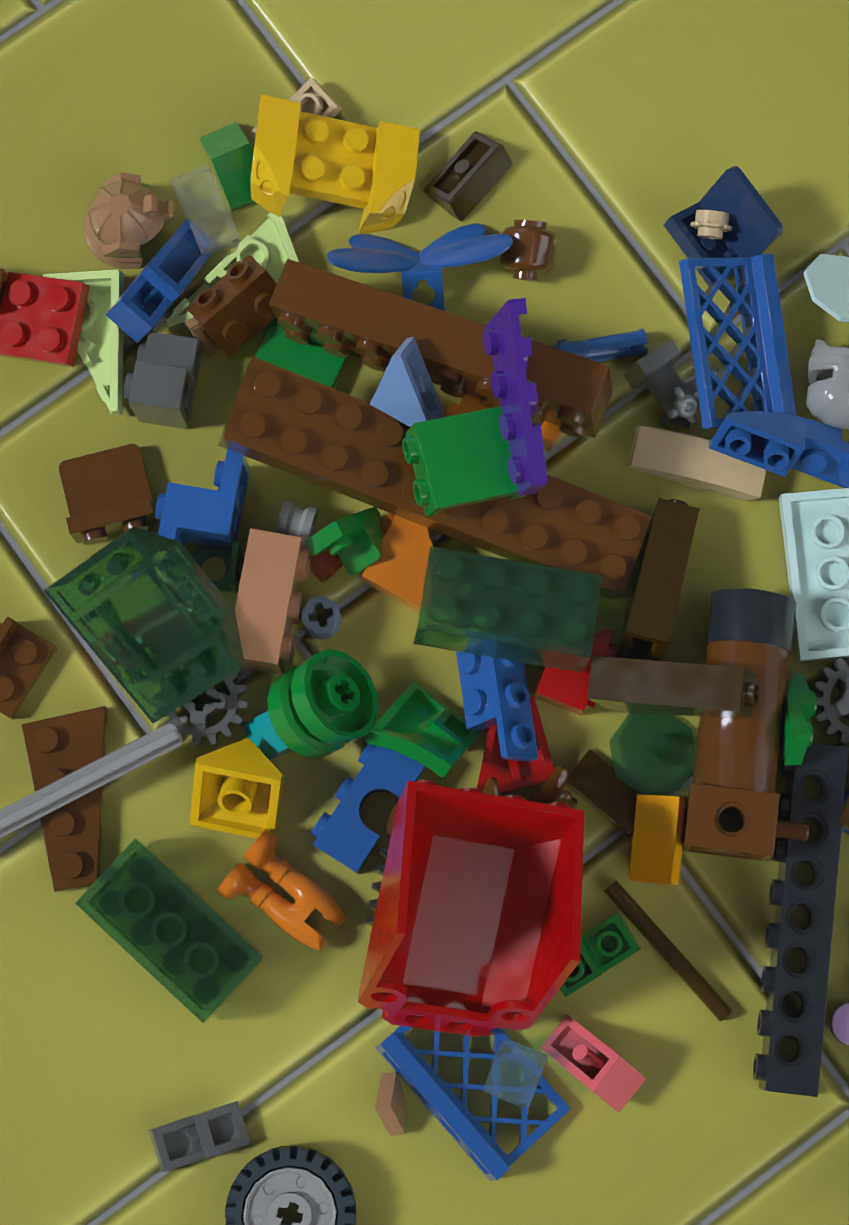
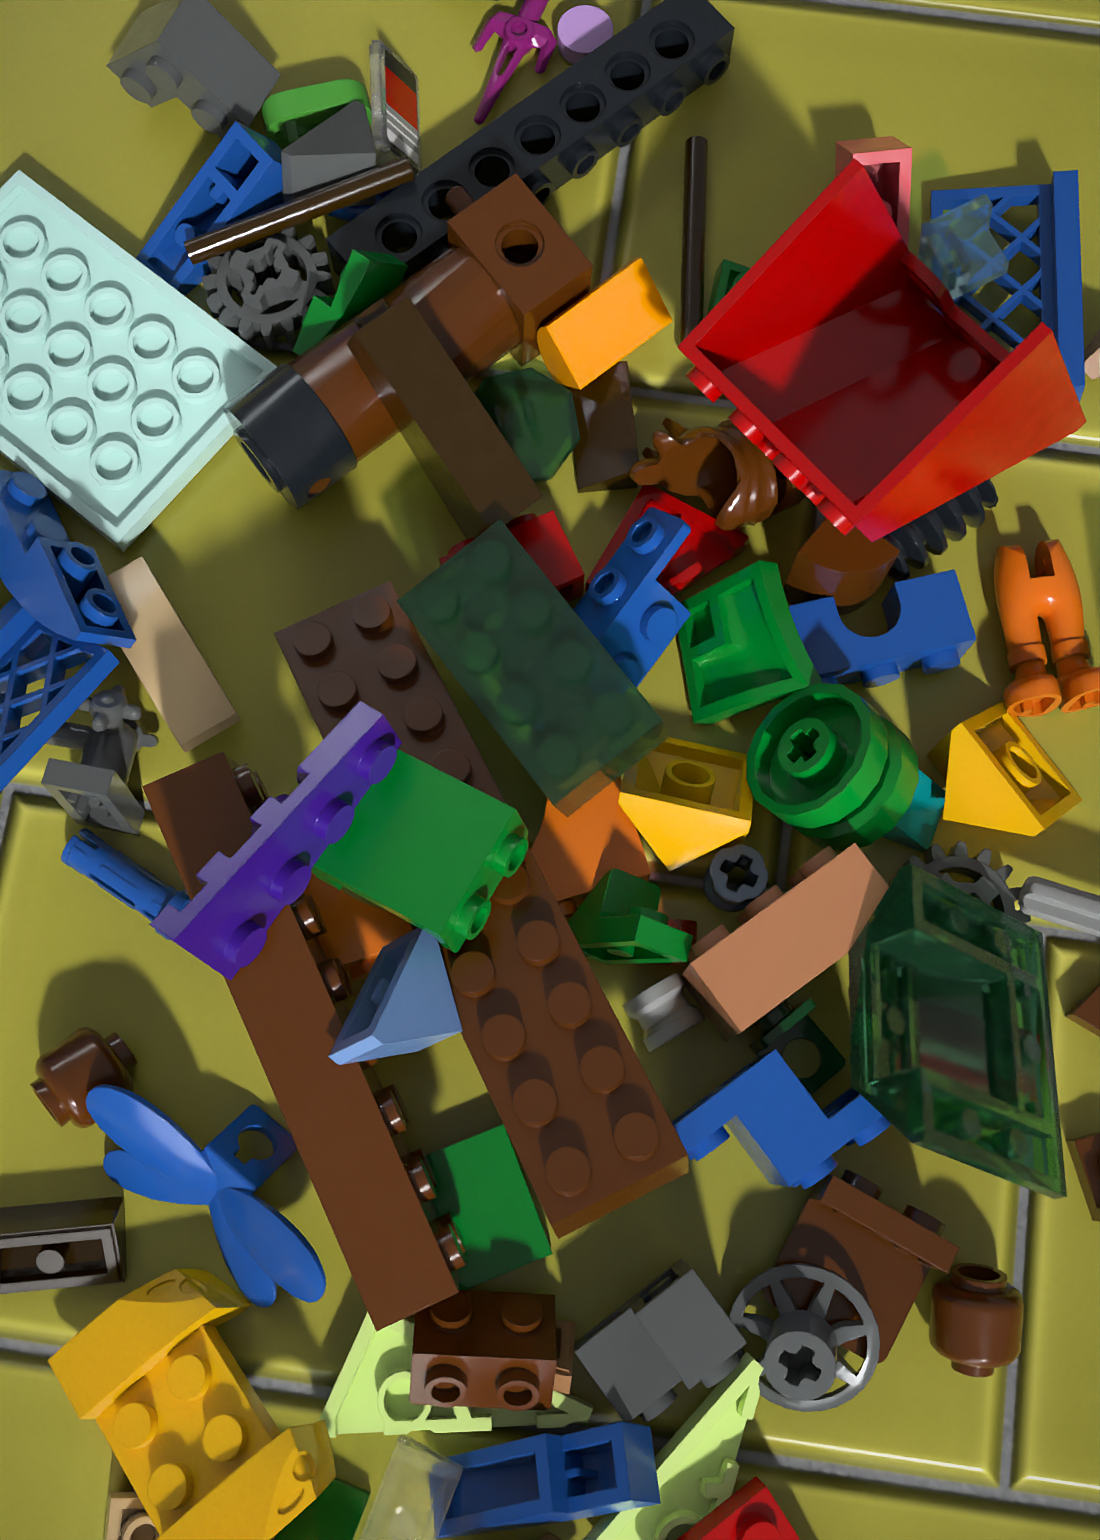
camera: 135 degrees left, 5 degrees down
(33, 521) = (976, 1319): none -> reddish brown head
(101, 437) = (801, 1345): none -> dark grey wheel
(380, 632) = (688, 800): none -> yellow slope
(658, 581) = (380, 537): dark brown slope -> none

